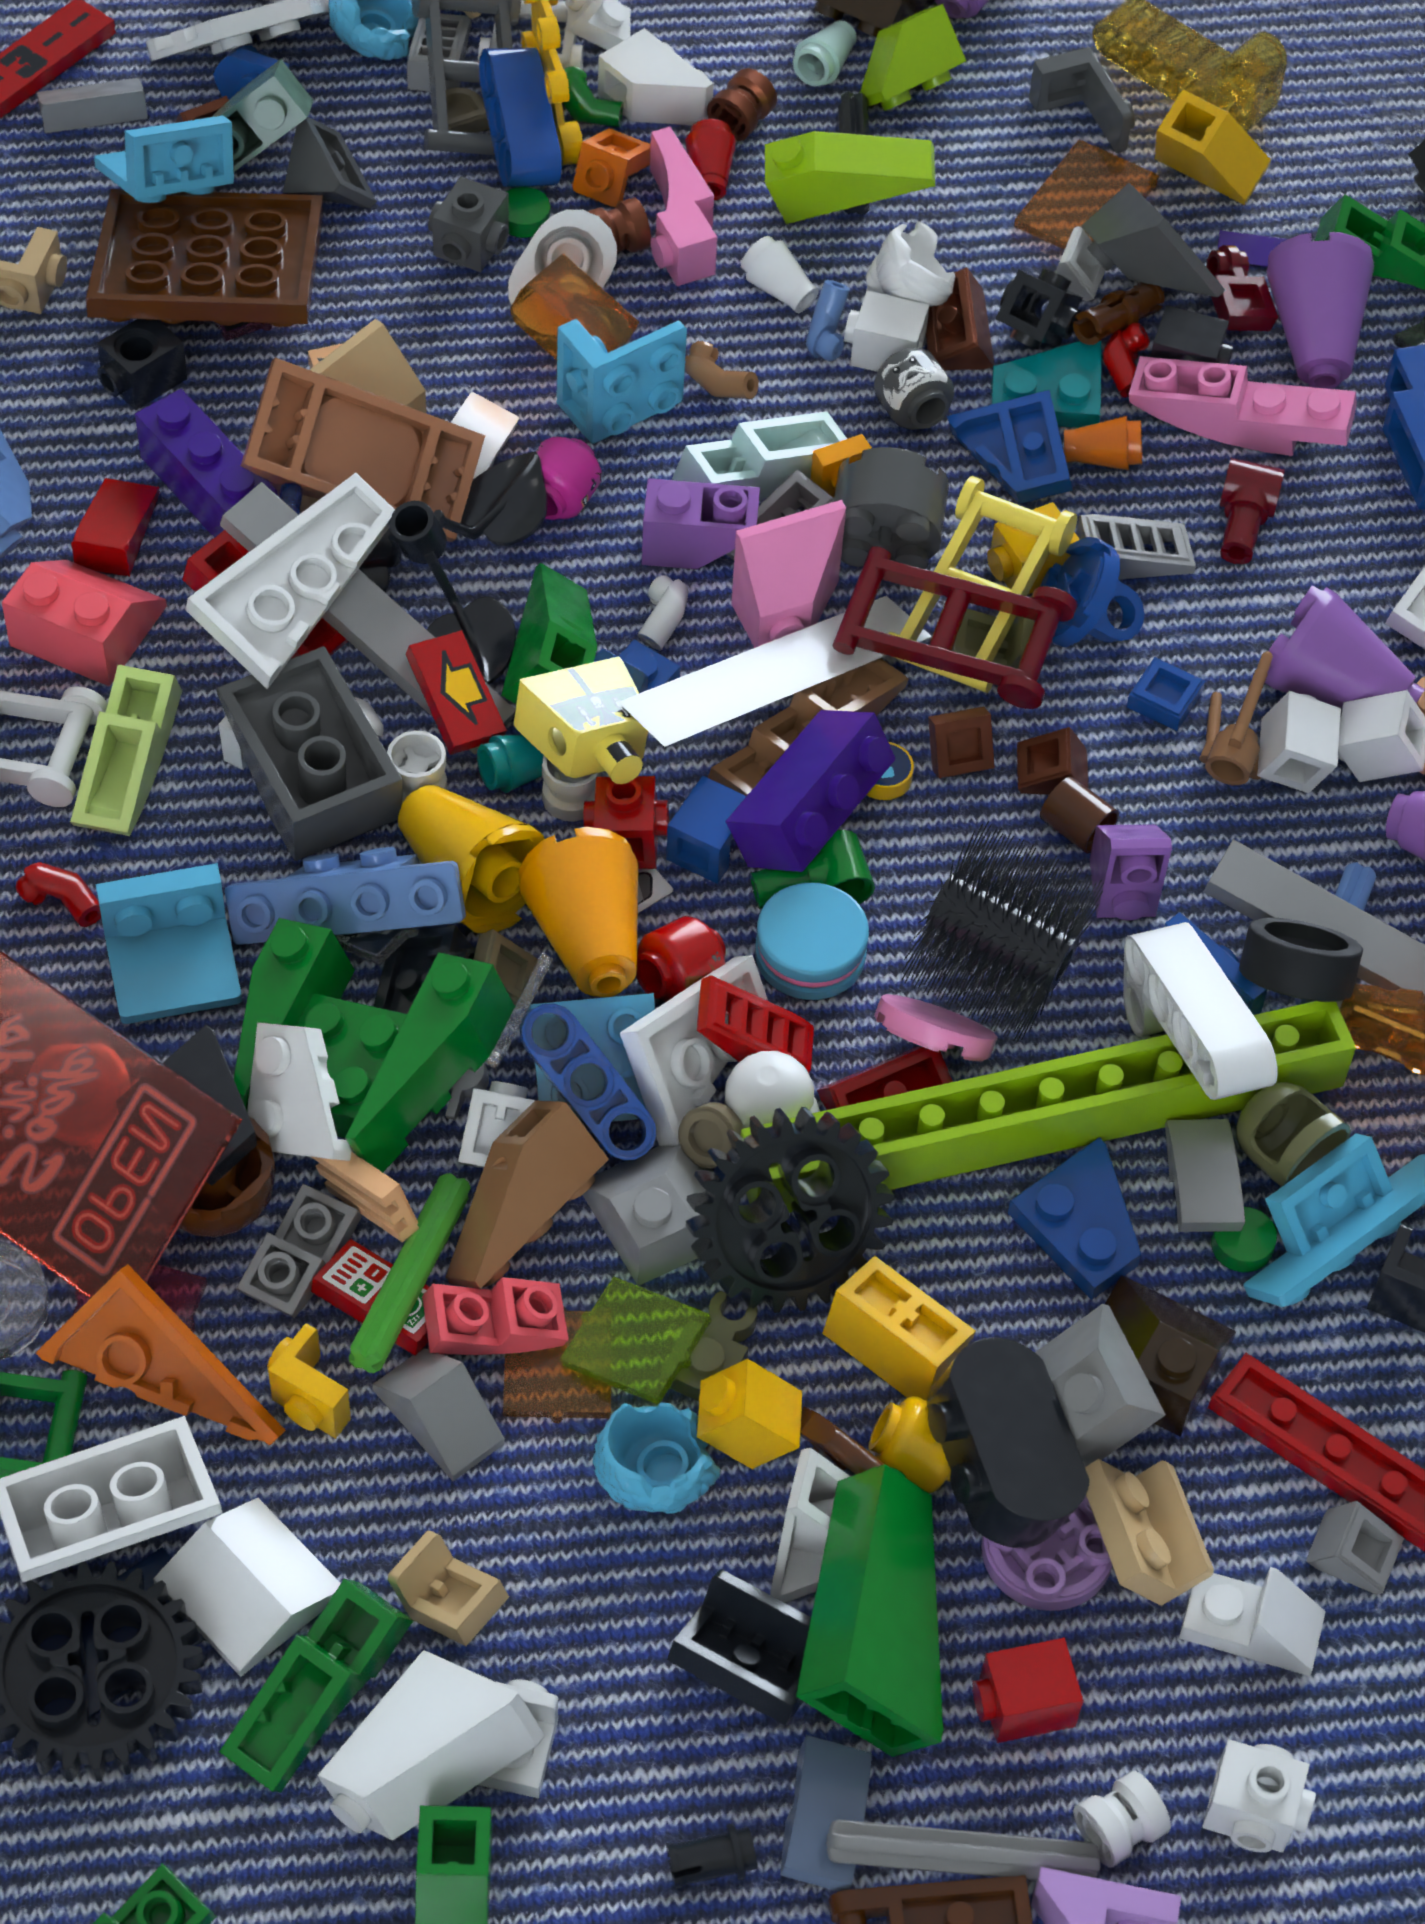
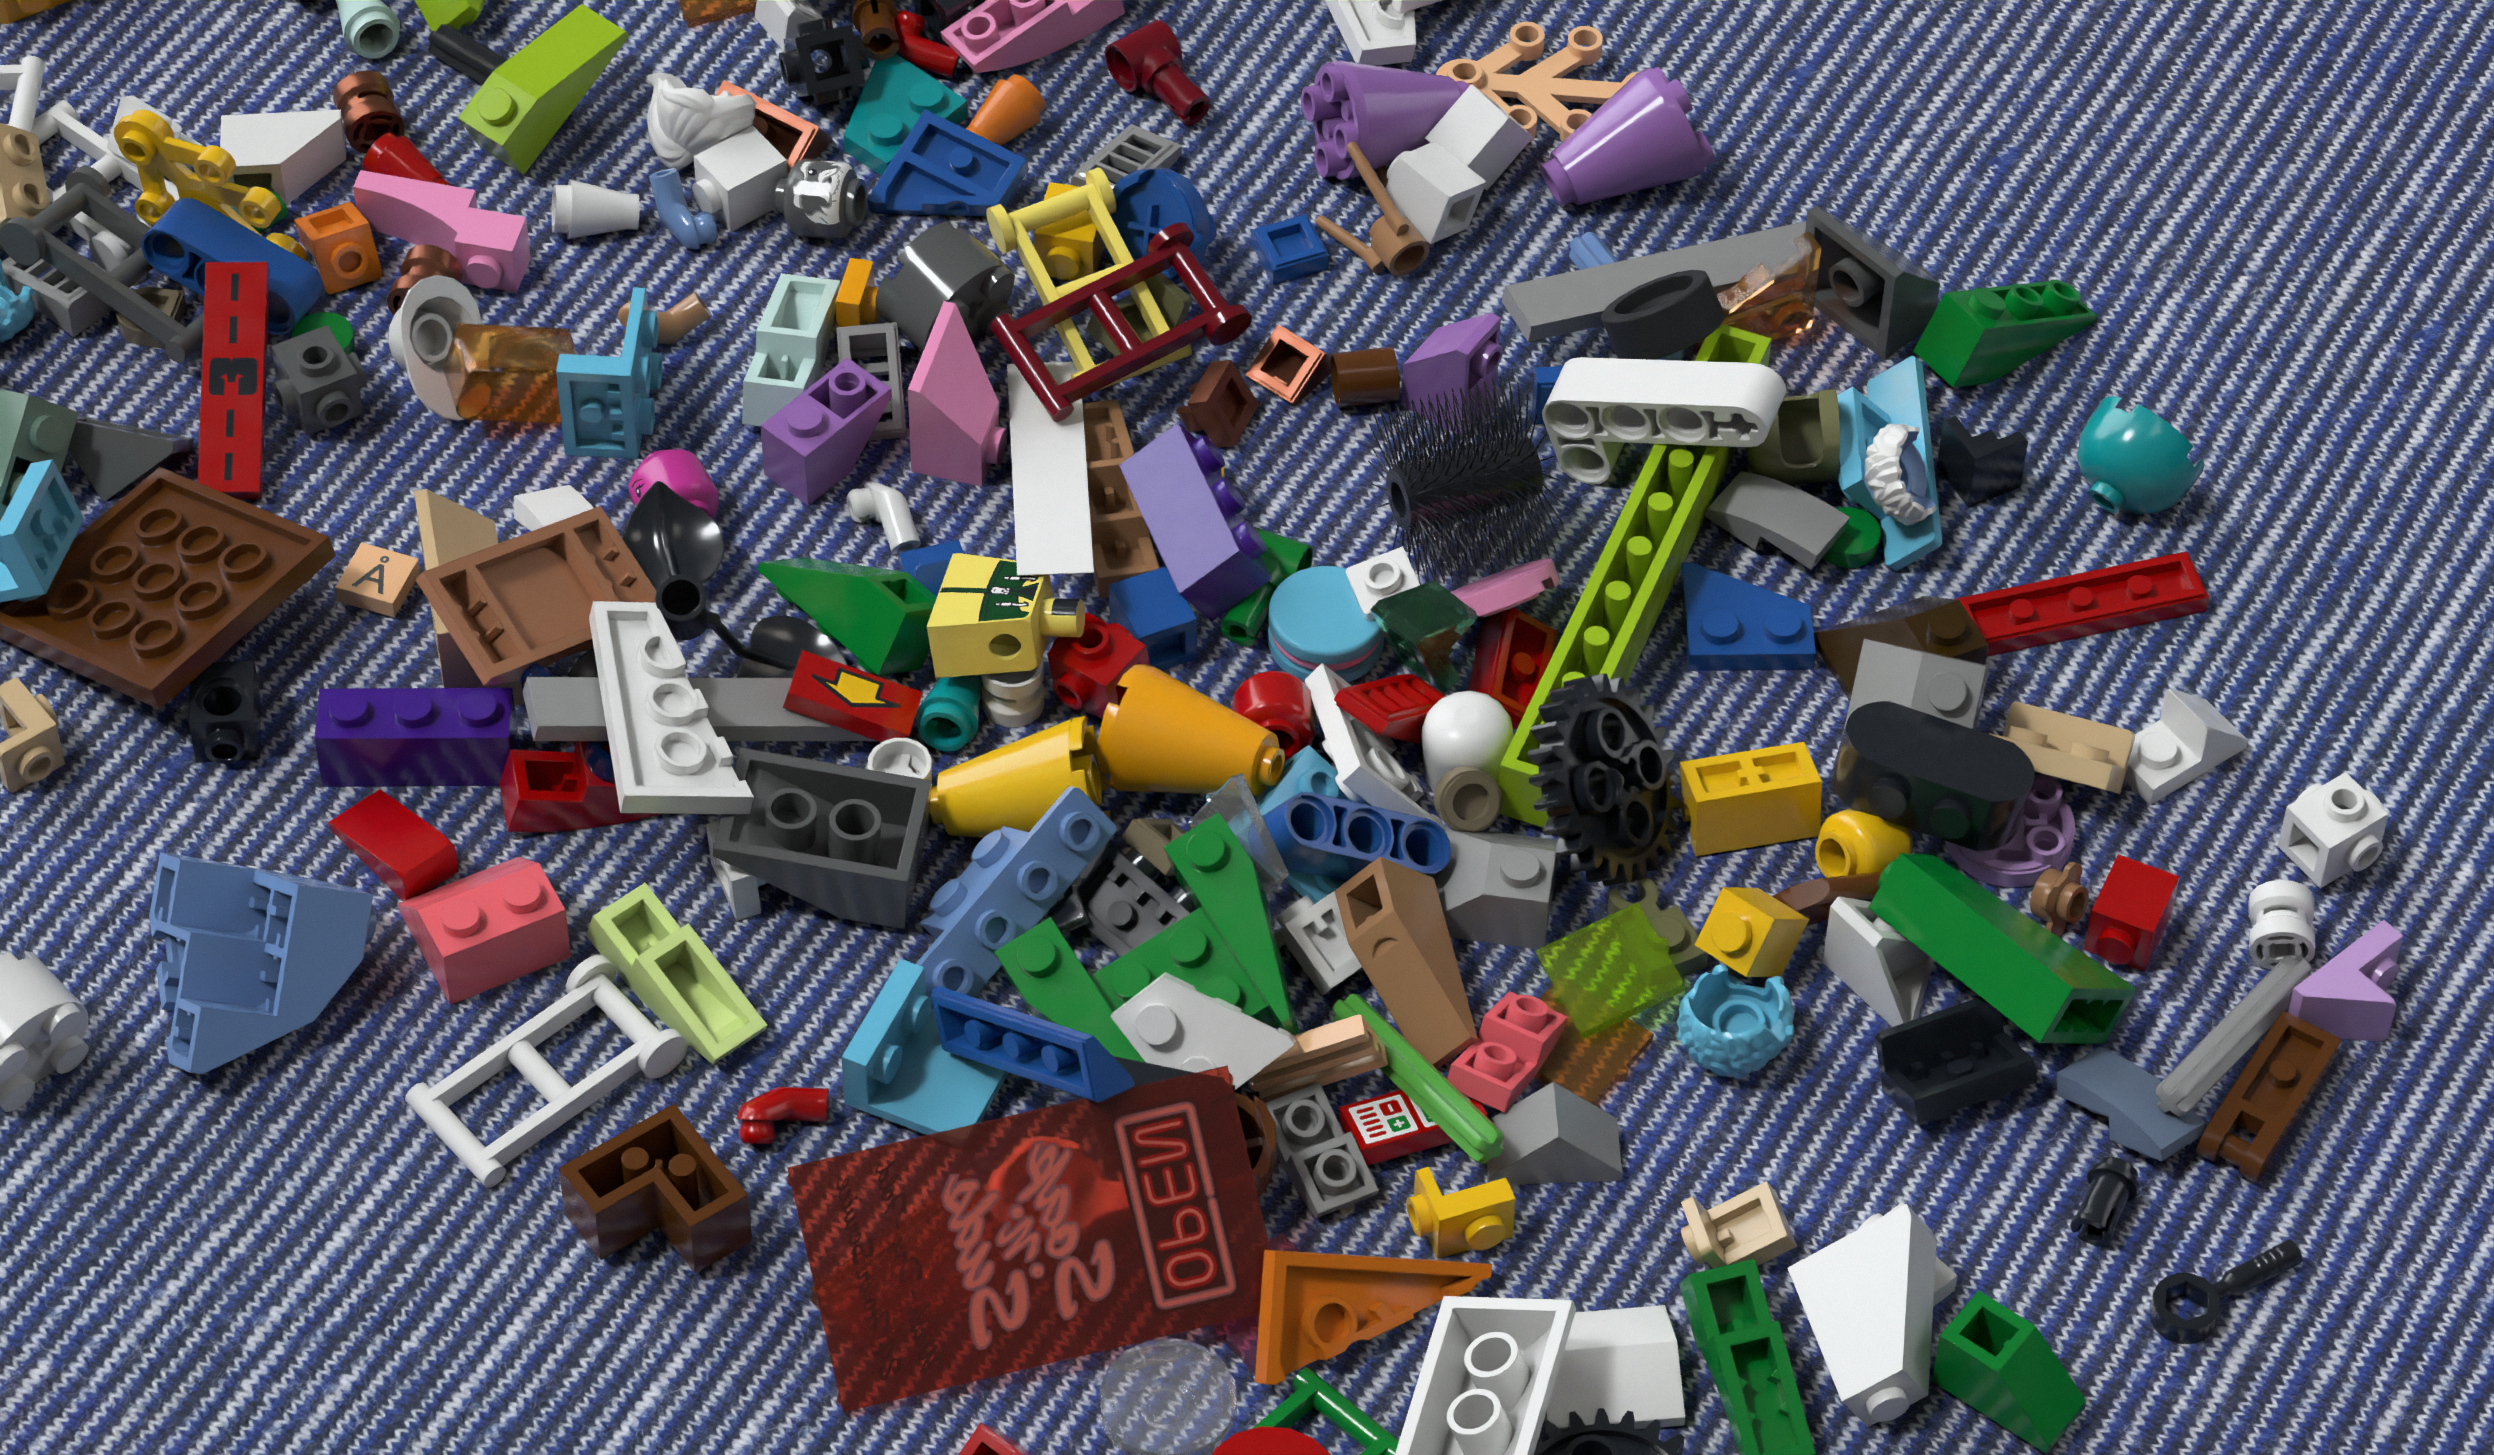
camera: 50 degrees left, 5 degrees down
(182, 992) = (1027, 1046): none -> blue slope
(421, 180) = (234, 378): none -> red tile
(837, 998) = (1423, 628): none -> clear green slope
(874, 956) = (1381, 578): none -> white bracket
(998, 1623) = (2059, 897): none -> medium nougat plate
(1304, 1225) = (1898, 474): none -> white hair
(1355, 1547) = (2166, 647): light grey slope -> none

